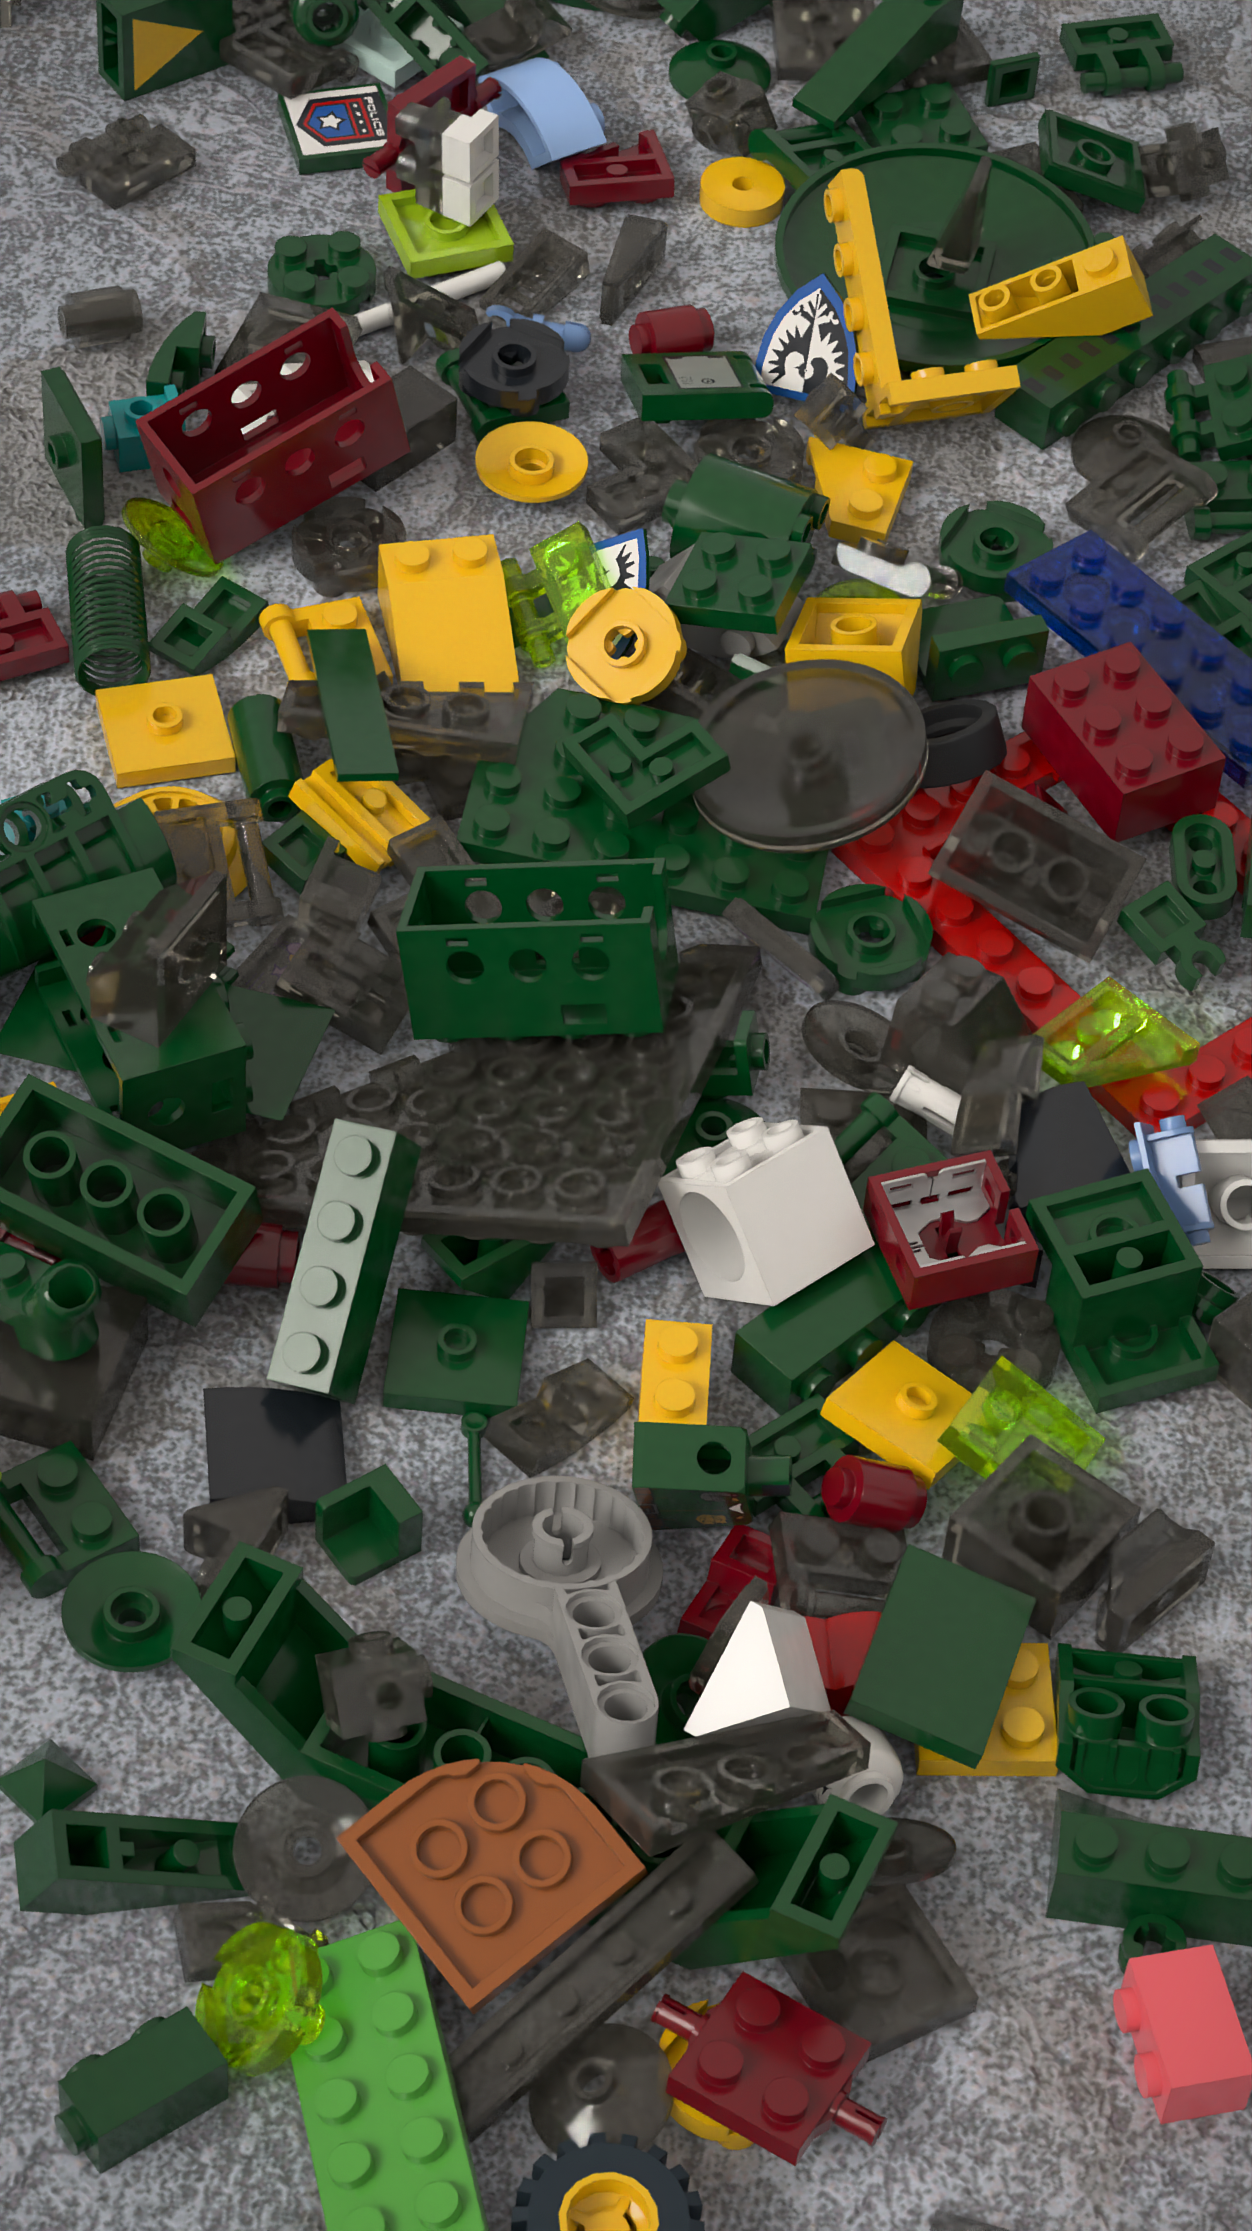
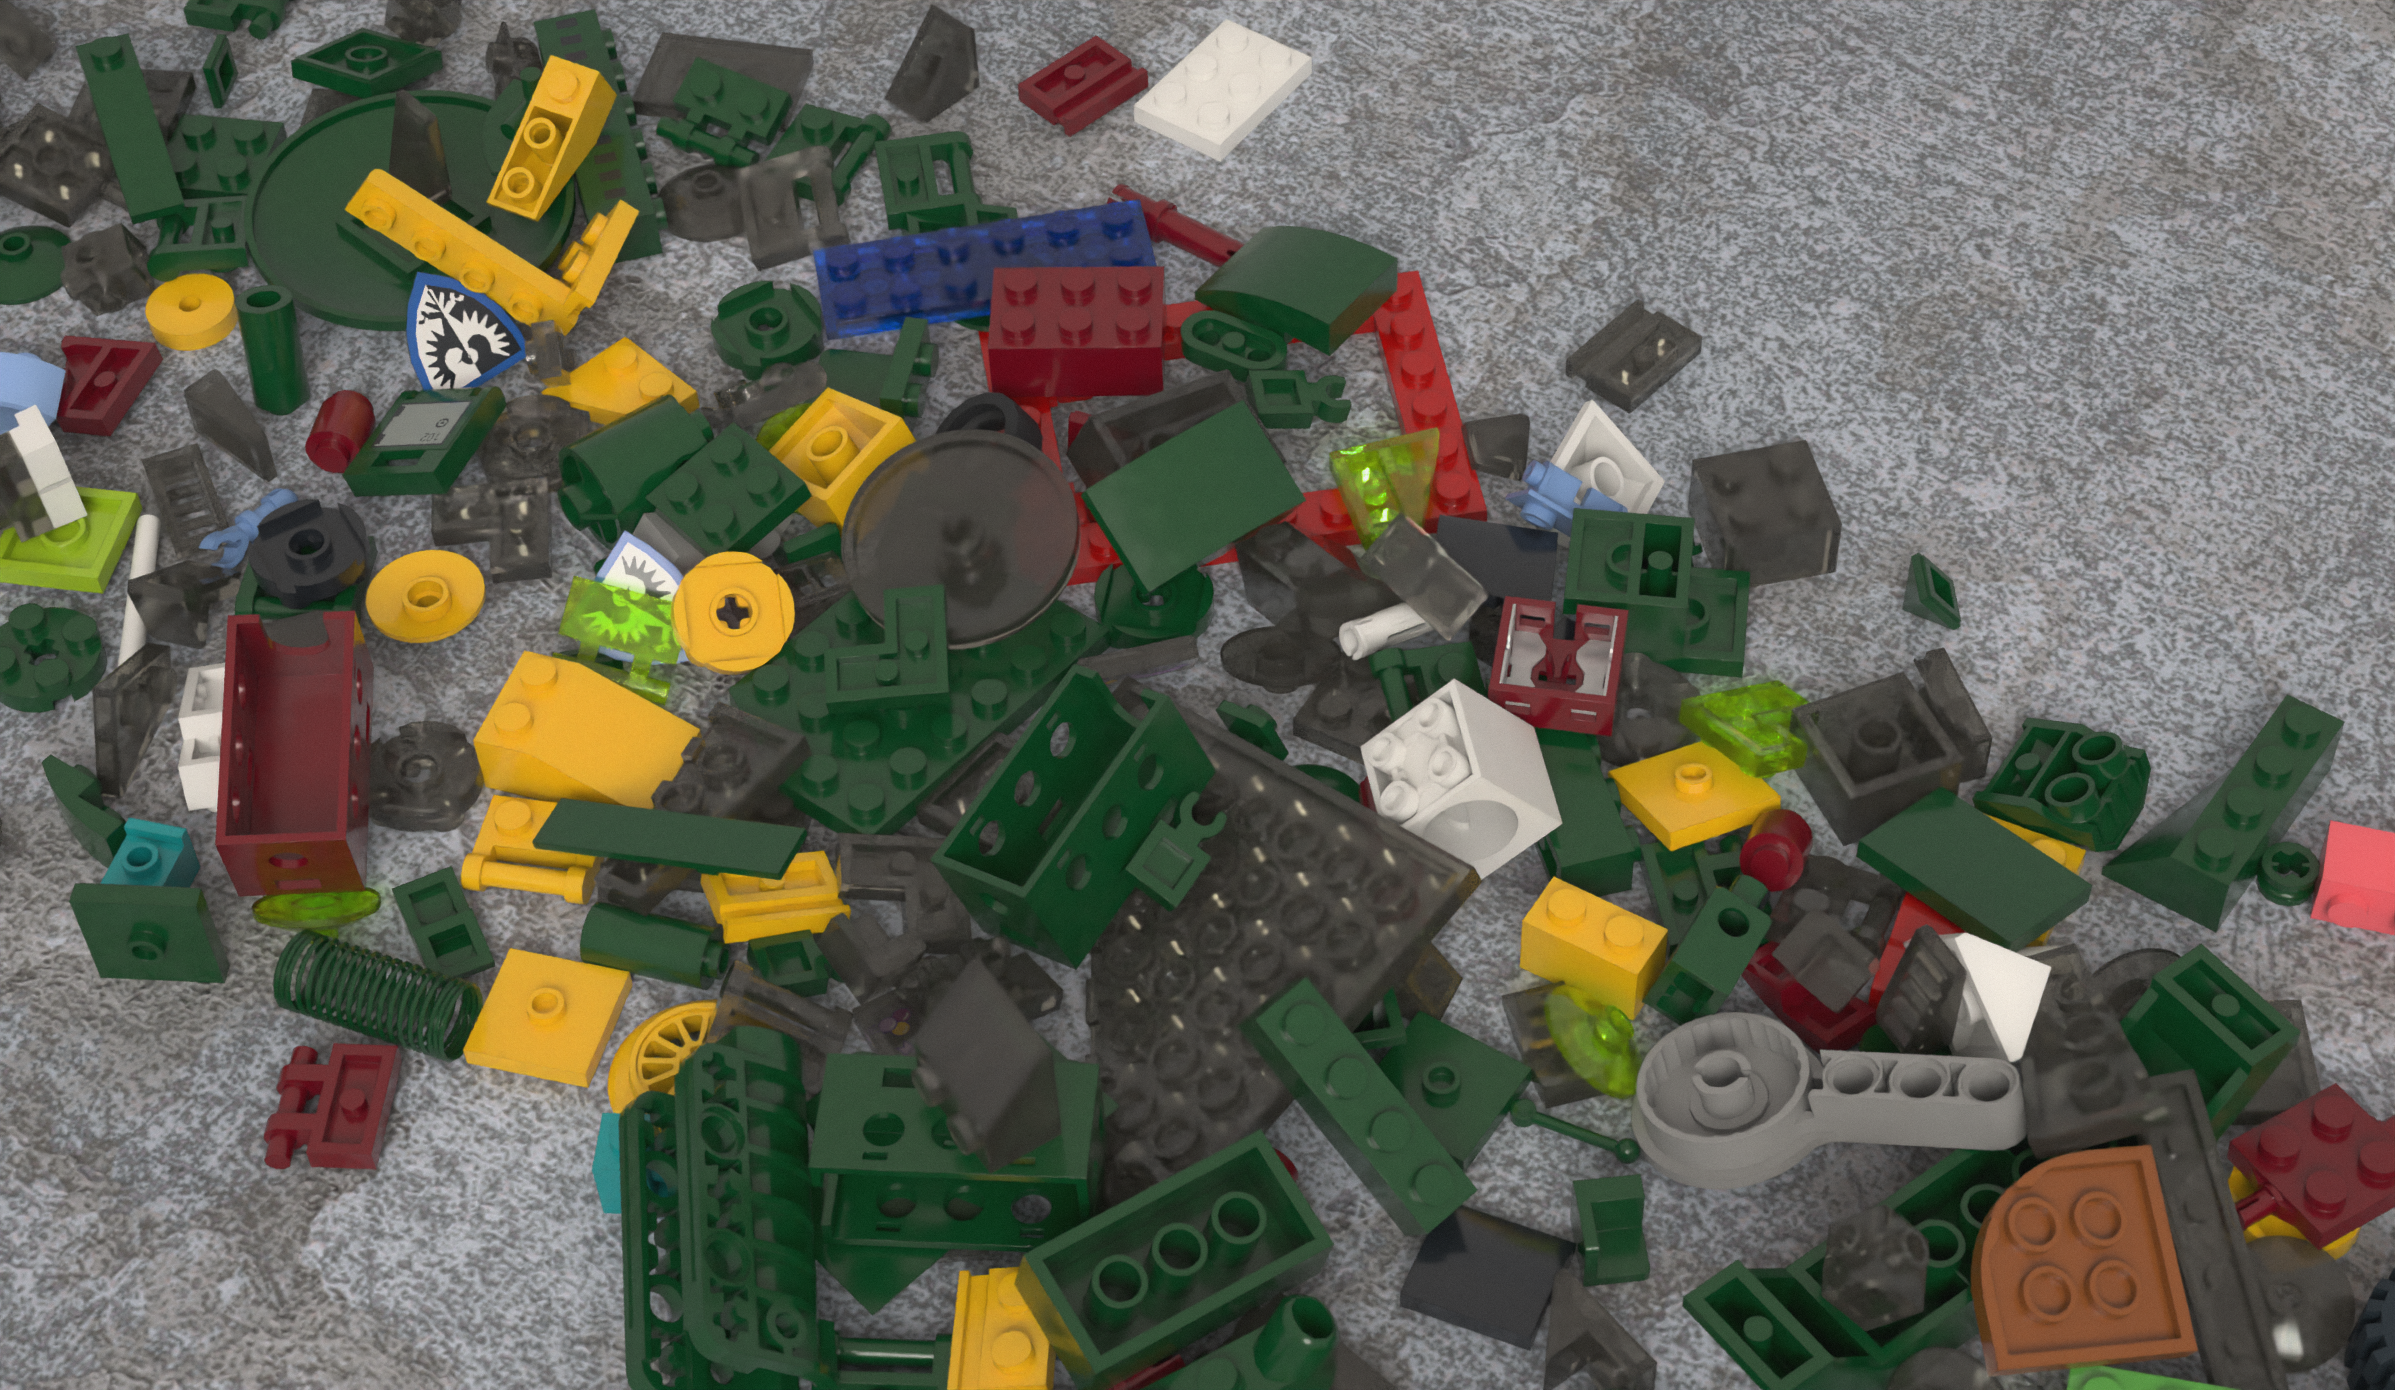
camera: 55 degrees left, 0 degrees up
(539, 1420) = (1594, 1040): none -> clear neon green dish
(541, 1036) = (1169, 857): none -> dark green plate
(709, 243) = (273, 348): none -> dark green brick
(752, 1547) = (1826, 960): none -> clear smoke panel
(958, 888) = (1193, 498): none -> dark green slope

